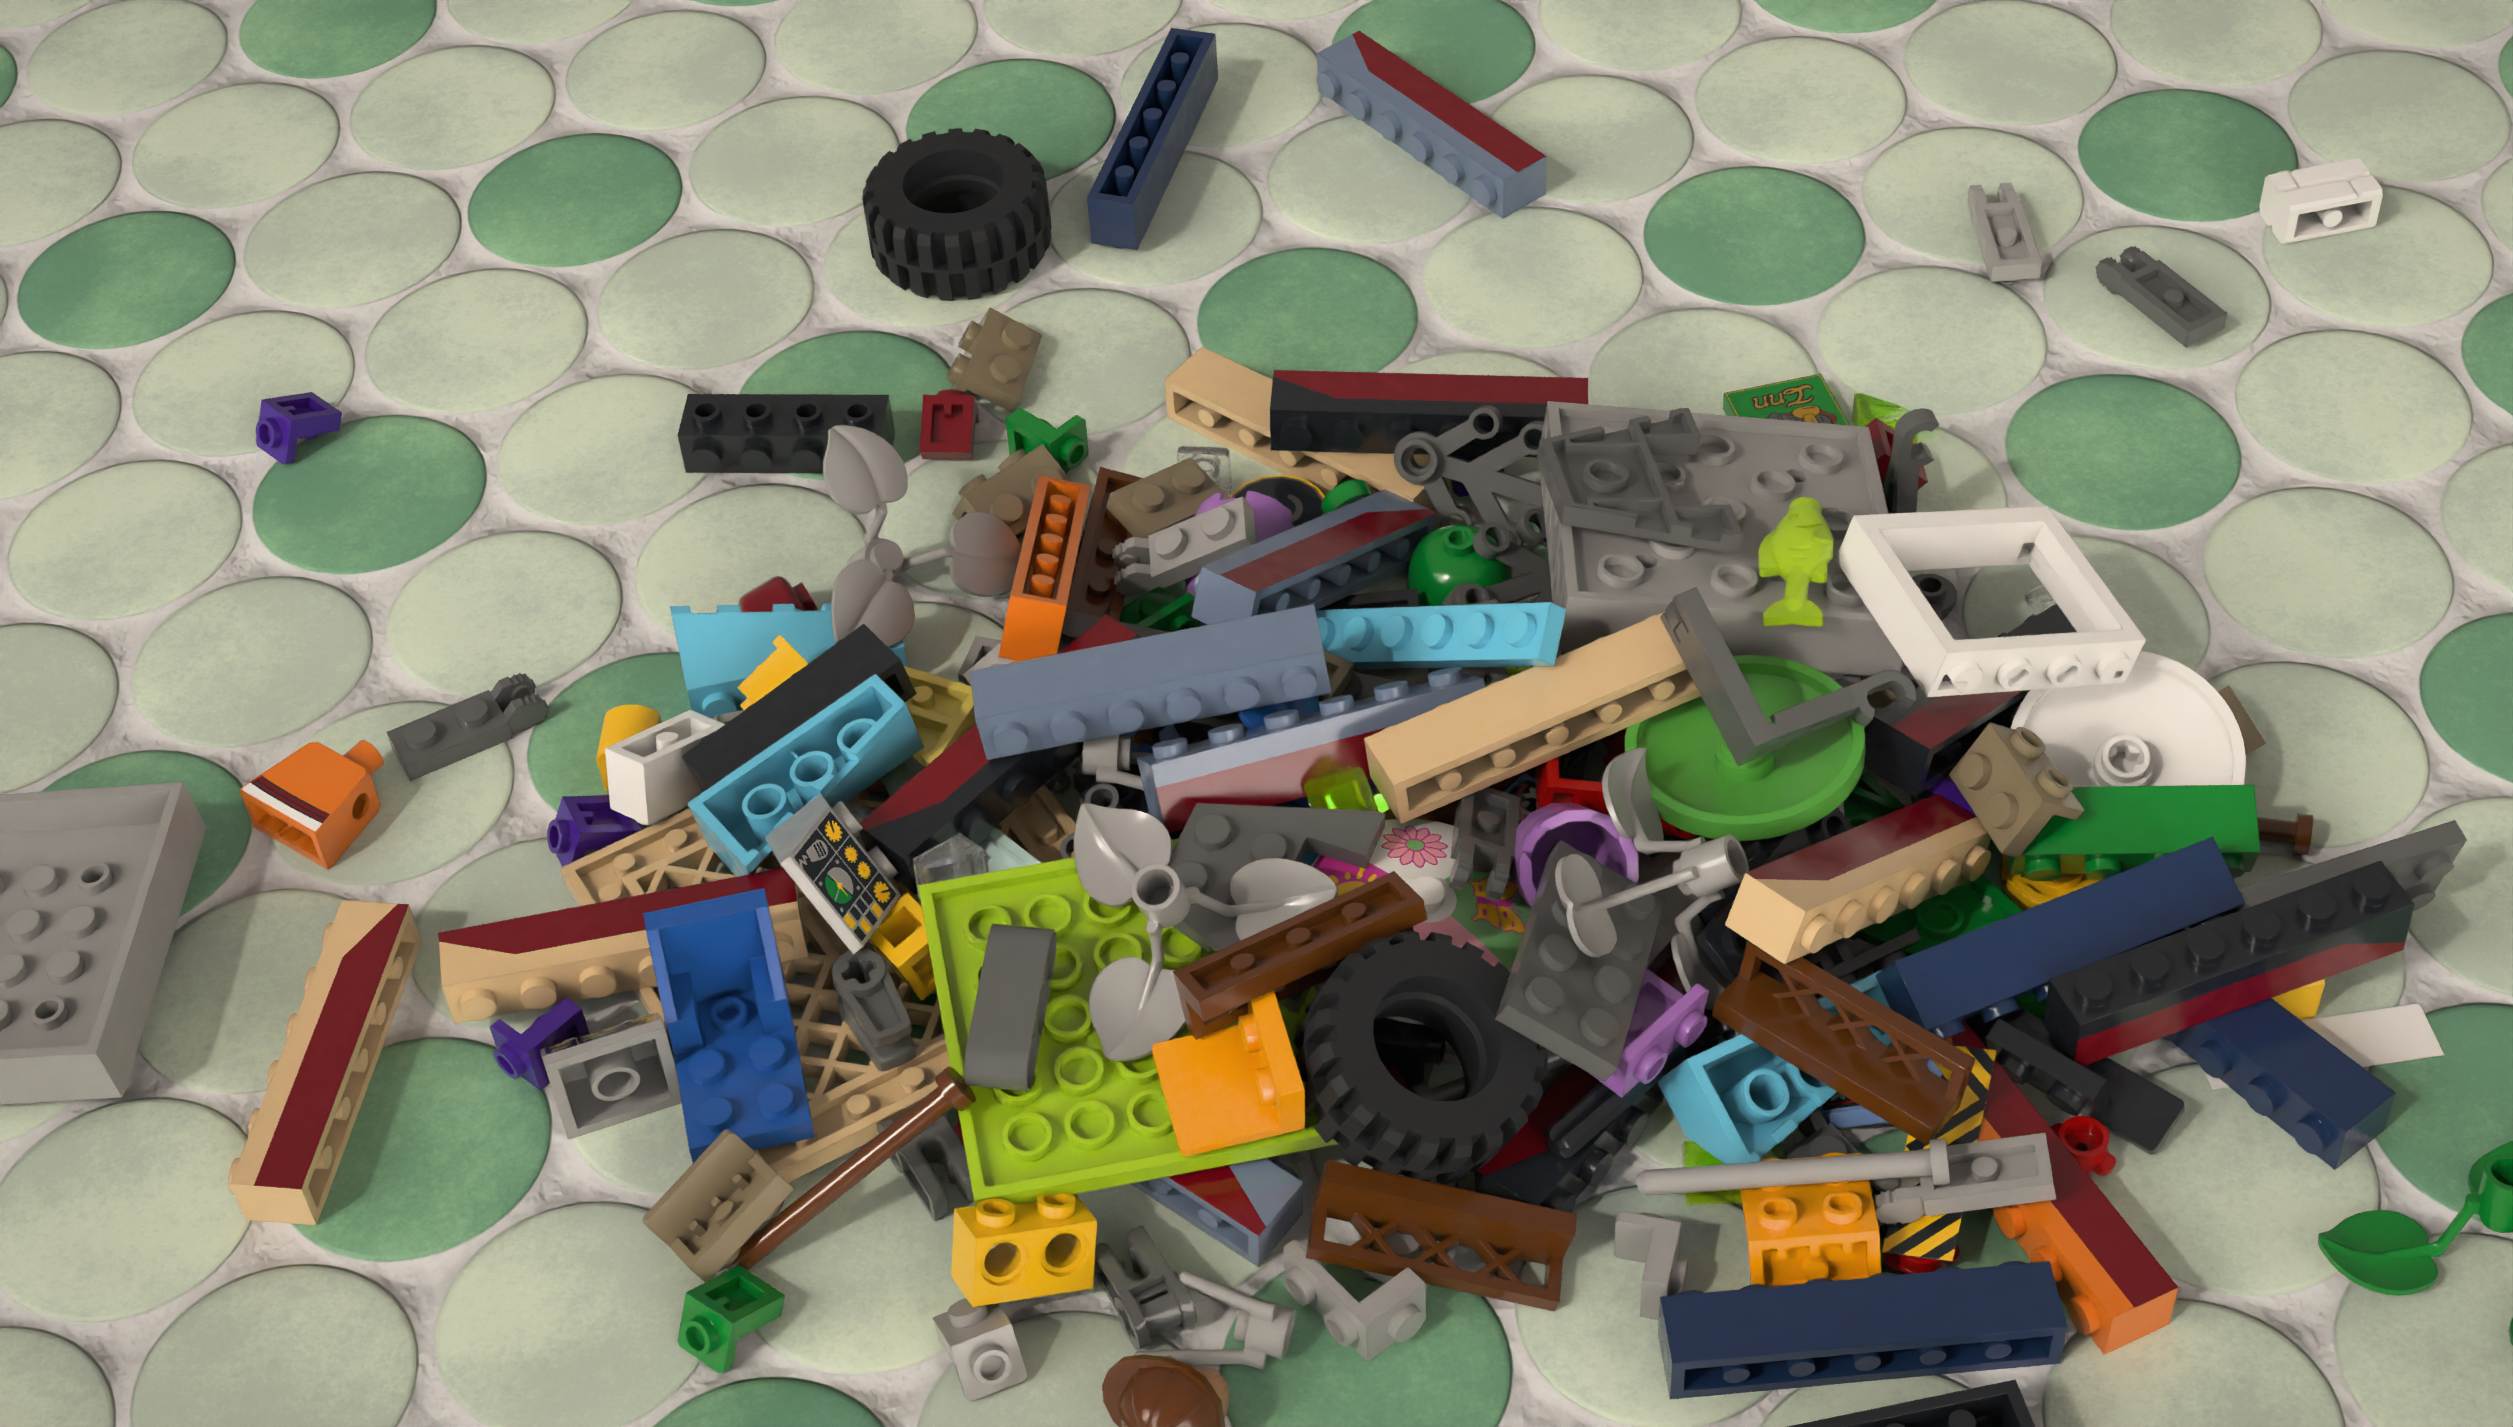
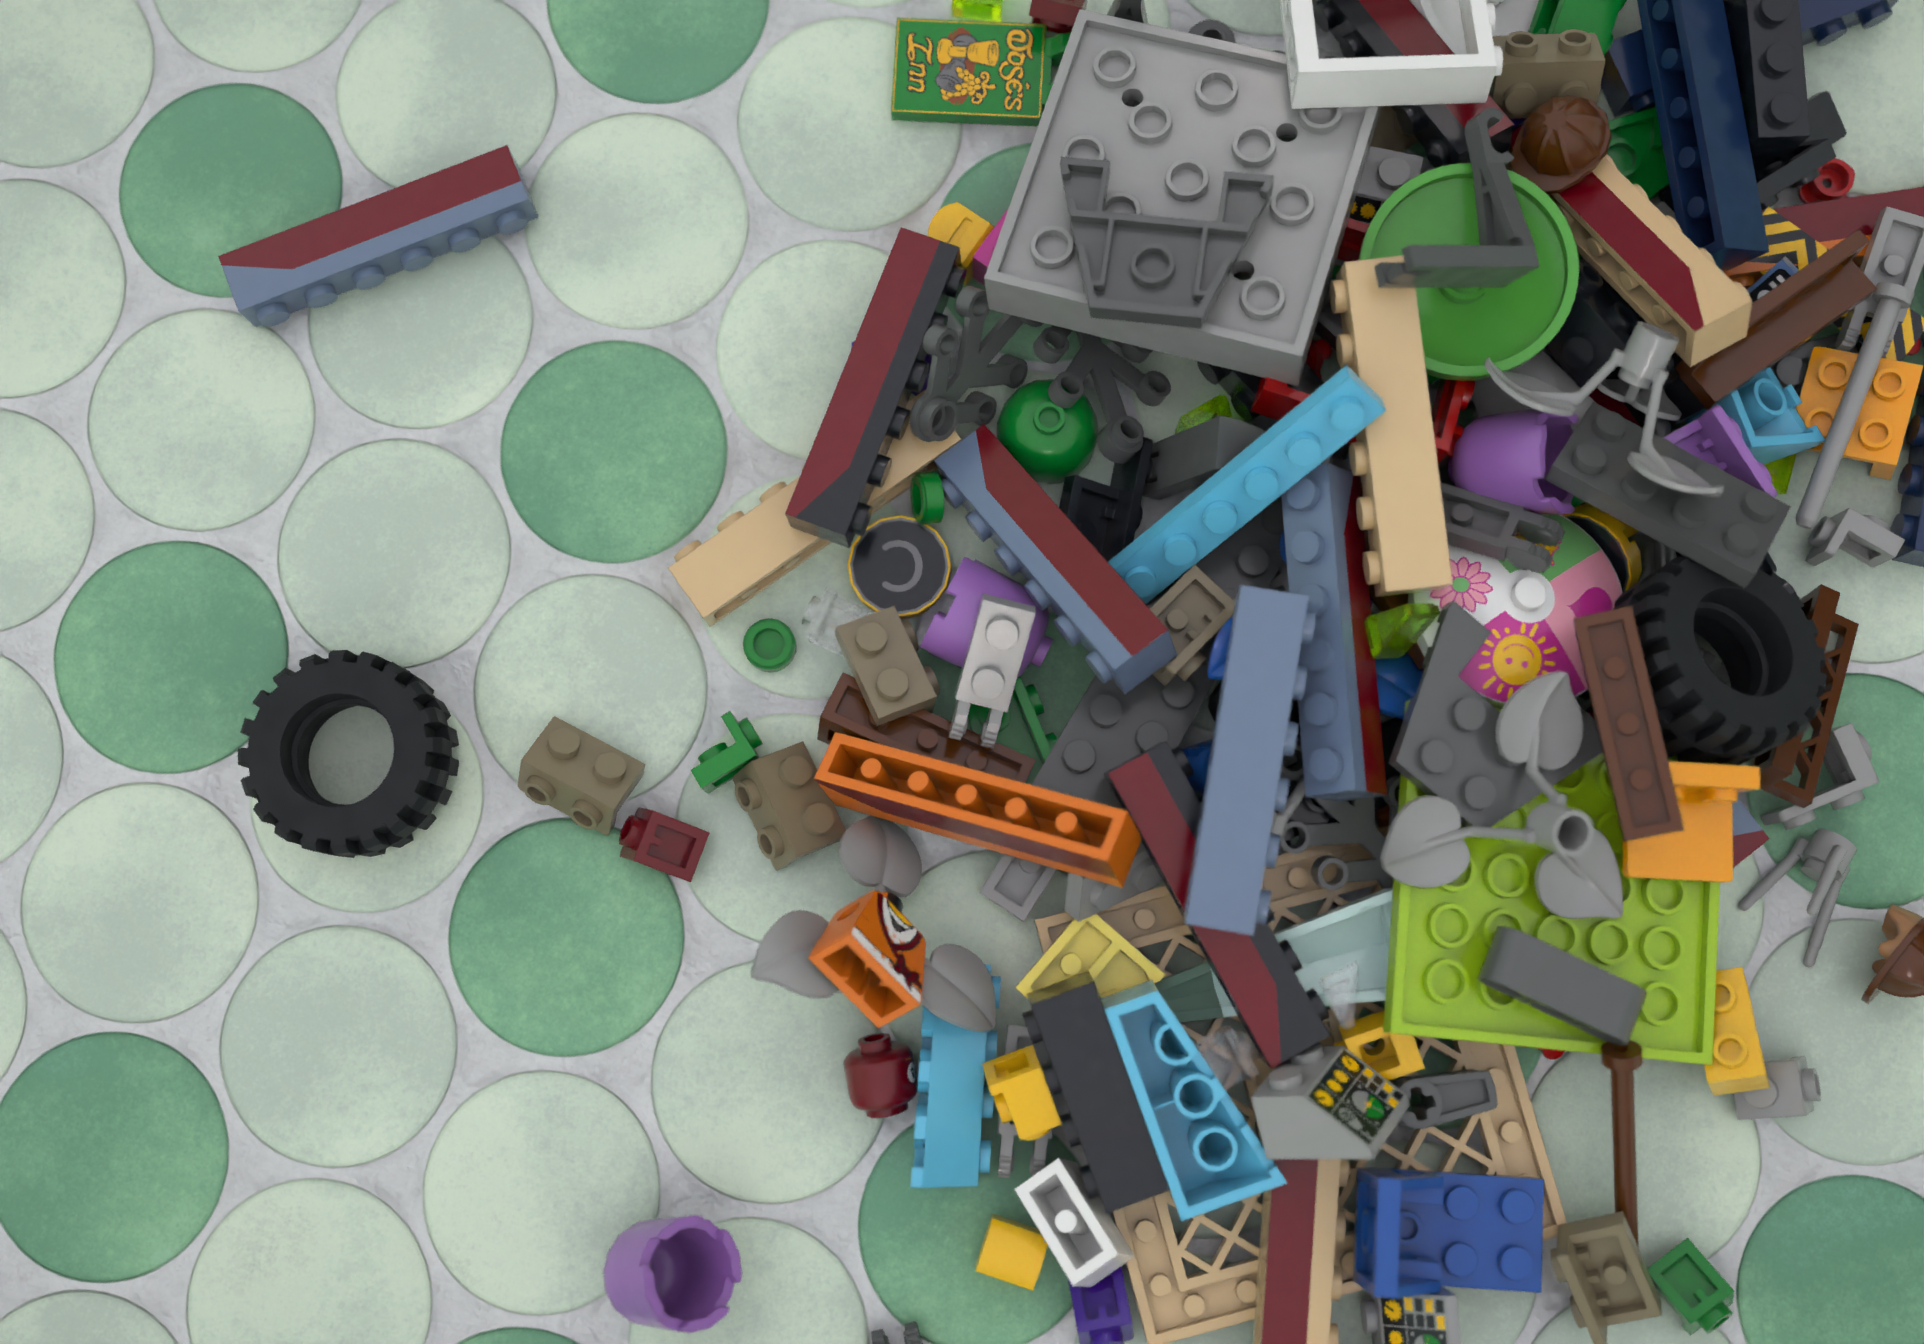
camera: 75 degrees left, 35 degrees up
(560, 478) = (672, 1273): none -> medium lavender cylinder
(772, 430) = (615, 1010): black brick -> none
(882, 519) = (873, 957): none -> orange torso
(933, 1145) = (1558, 1087): dark grey piece -> none
(1145, 1304) = (1782, 939): dark grey piece -> none
(1152, 139) = (299, 516): dark blue brick -> none
(1160, 450) = (769, 645): none -> green tile
(1800, 555) = (1289, 137): lime animal -> none
(1941, 796) = (1561, 143): none -> reddish brown piece

